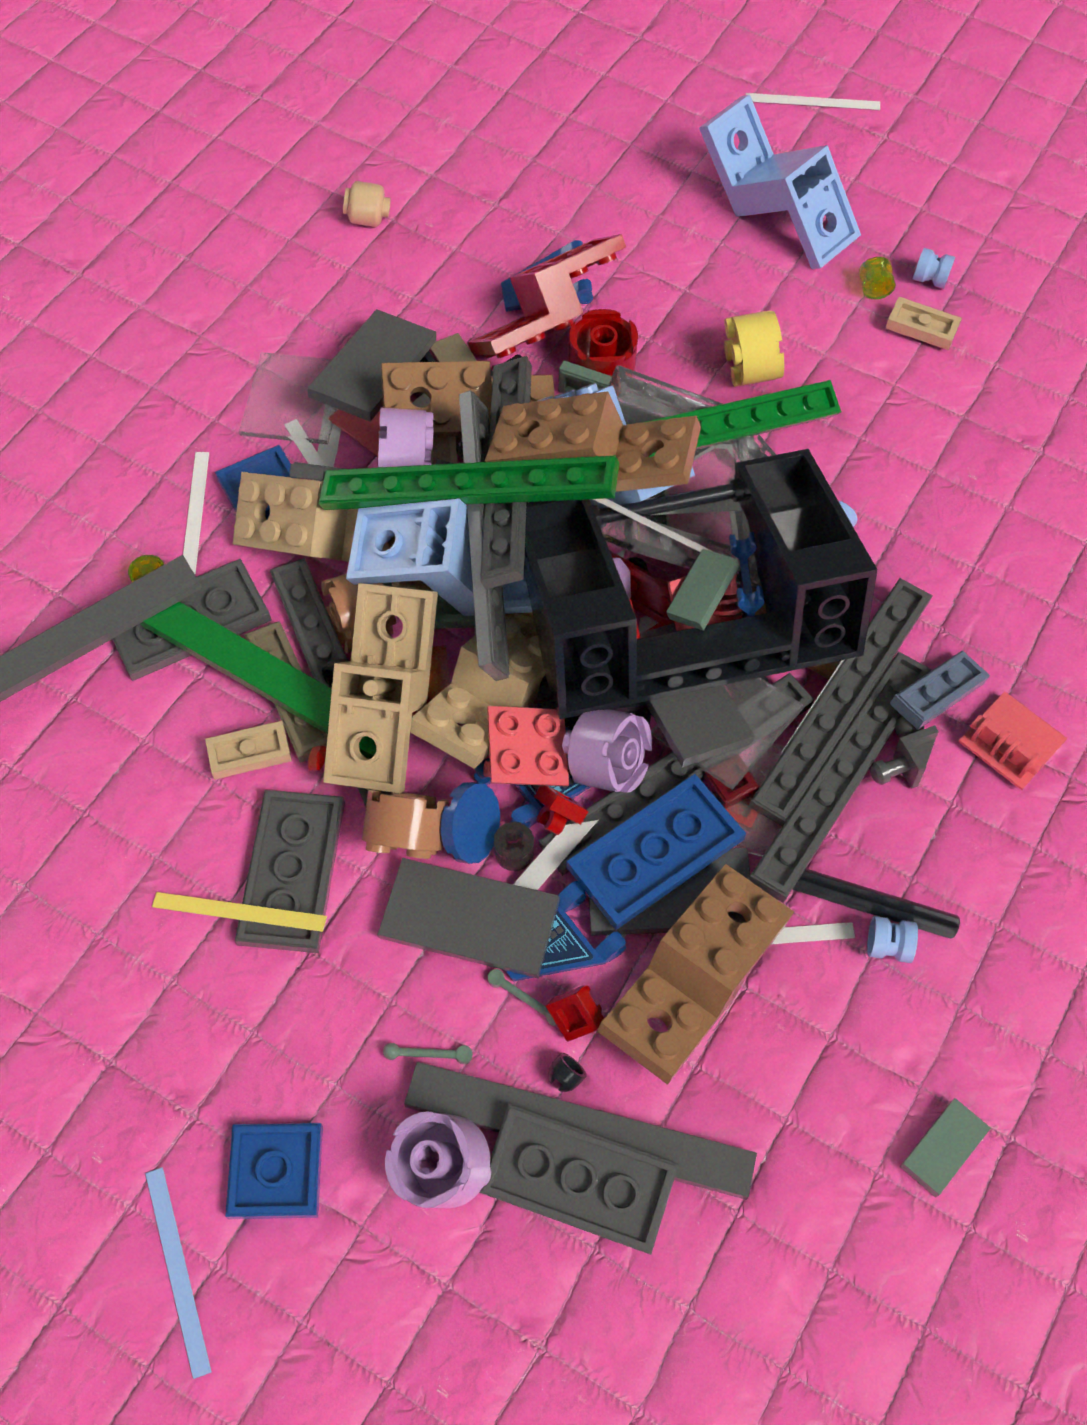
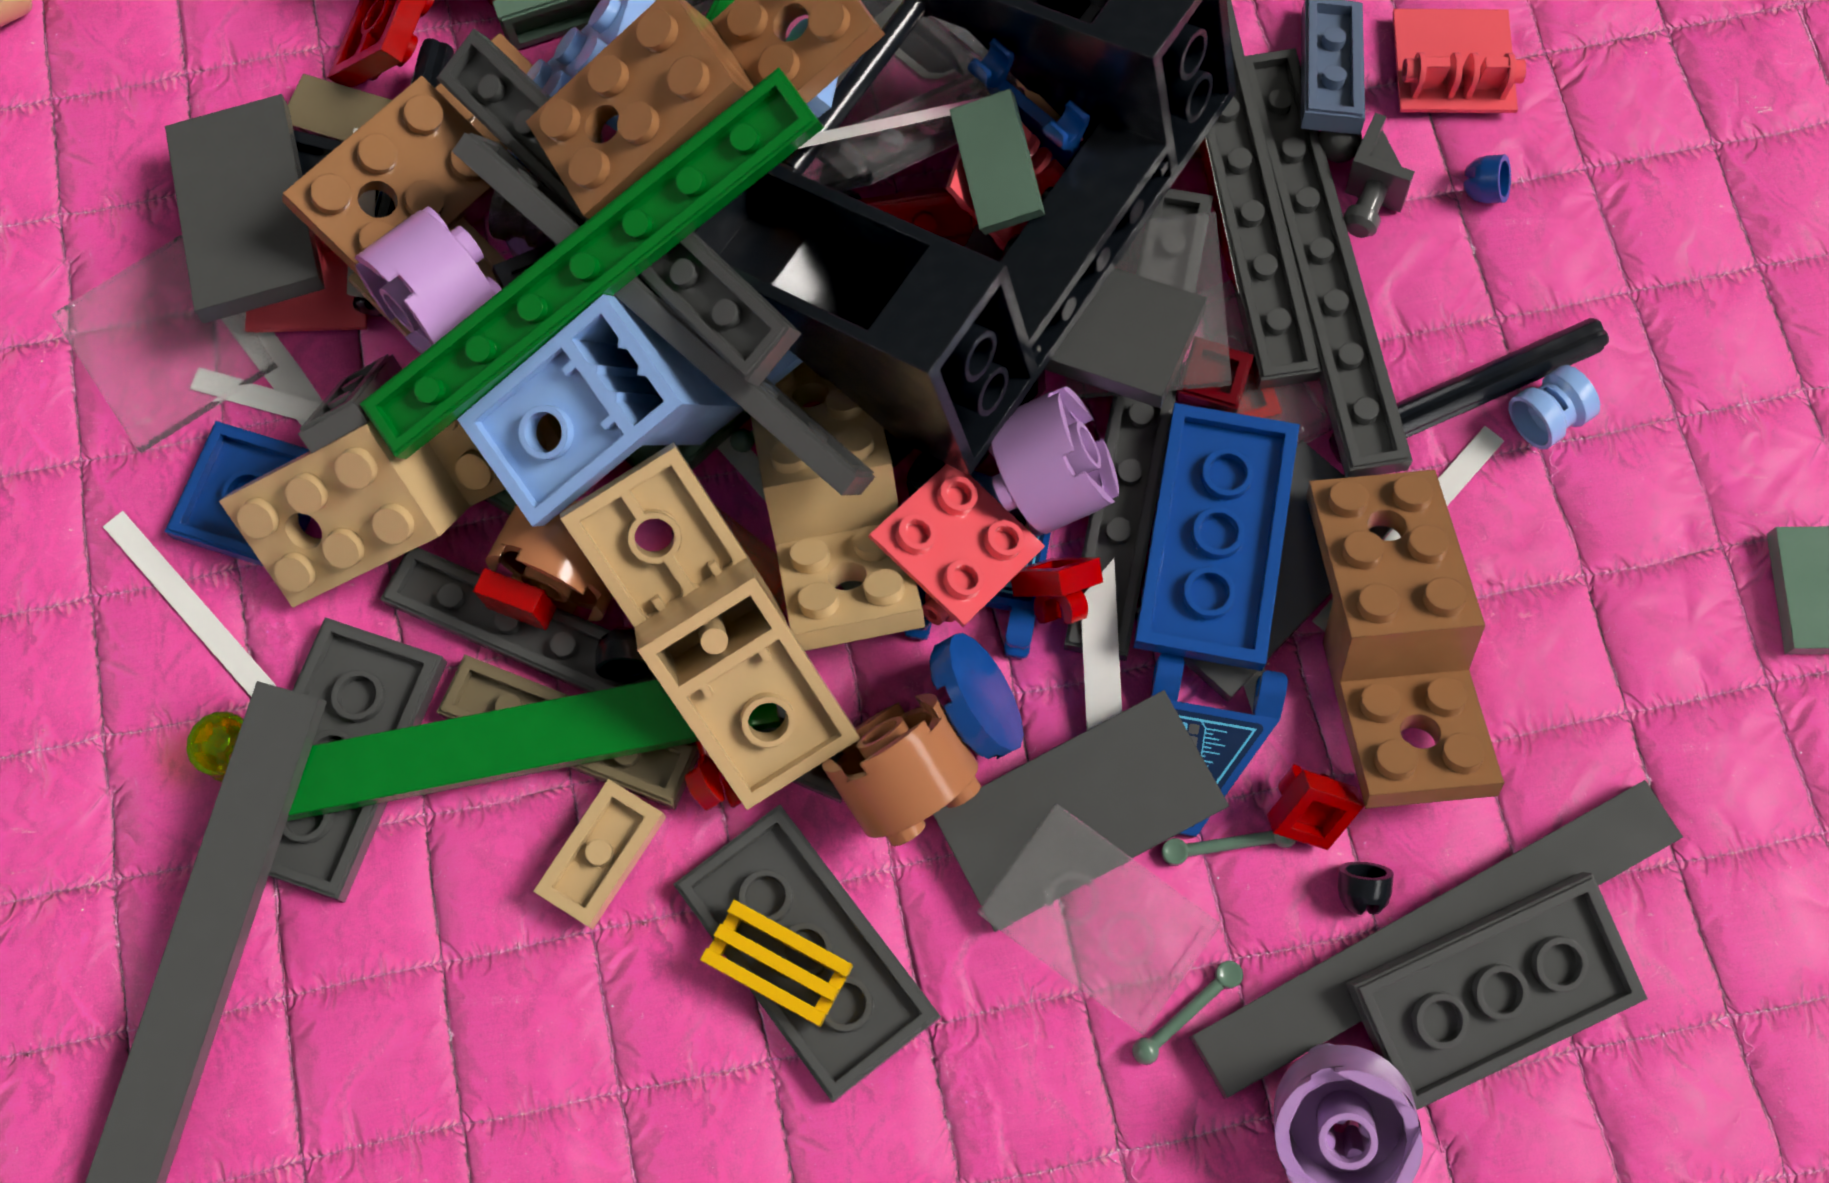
camera: 40 degrees left, 10 degrees up
(240, 911) = (801, 1063): light yellow sticker -> none
(262, 829) = (727, 934): none -> yellow tile
(319, 612) = (515, 599): none -> red tile
(427, 970) = (1099, 918): none -> clear tile
(514, 855) = (1044, 691): clear smoke wheel -> none
(972, 809) = (1488, 179): none -> blue hinge

